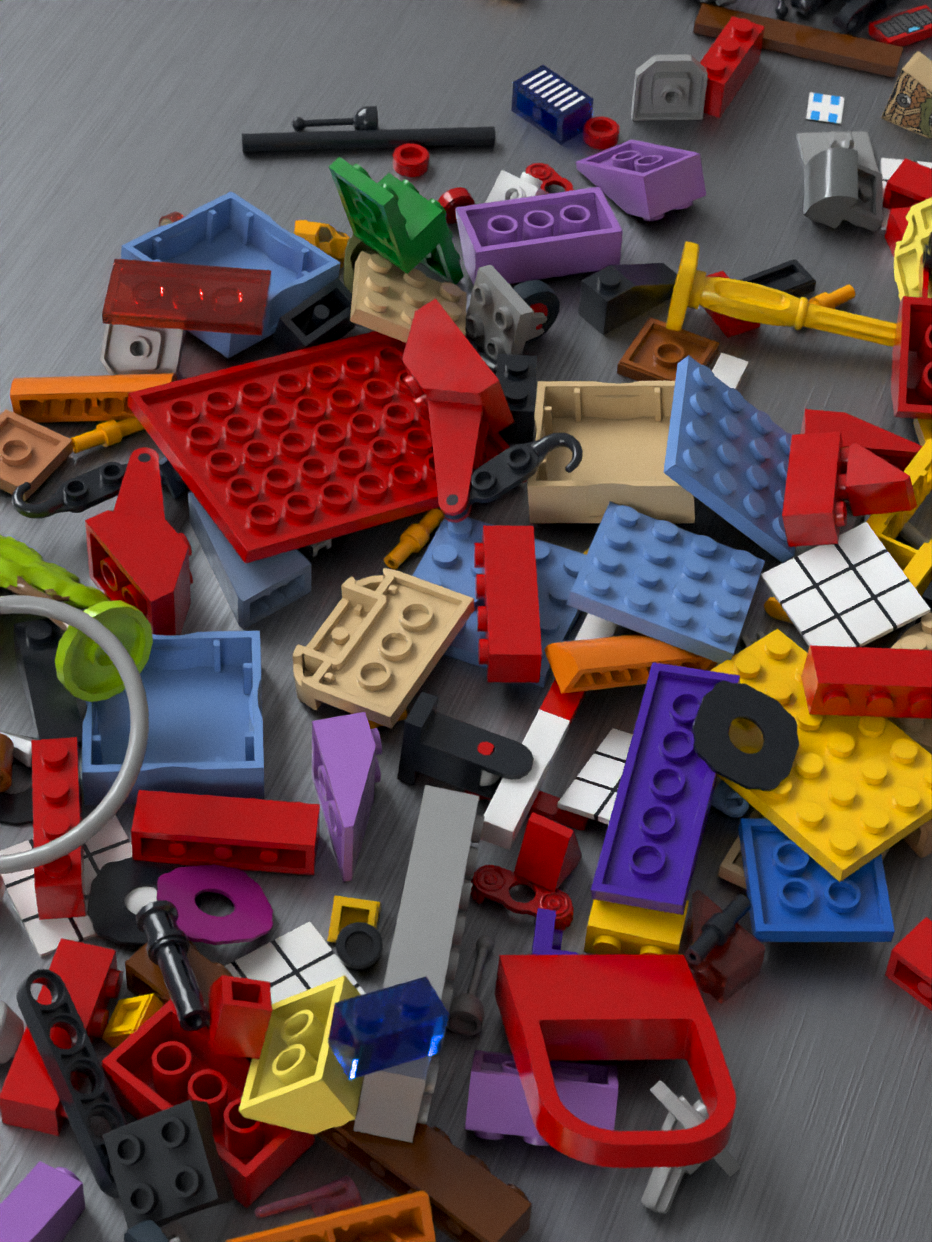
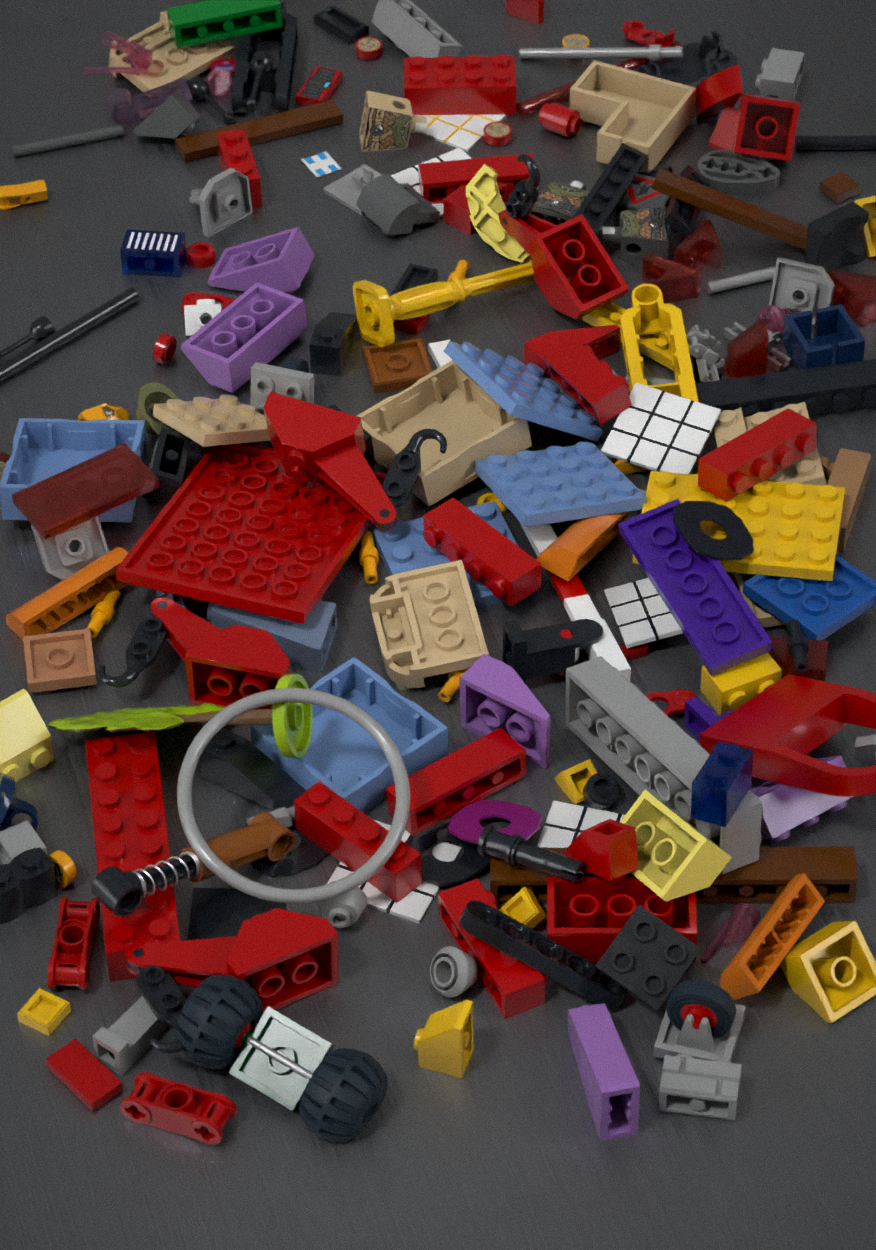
camera: 35 degrees left, 5 degrees down
(397, 221) = (170, 367): green bracket -> none
(410, 160) = (97, 339): red tile -> none
(547, 852) = (655, 669): red slope -> none
(876, 485) = (624, 354): red slope -> none

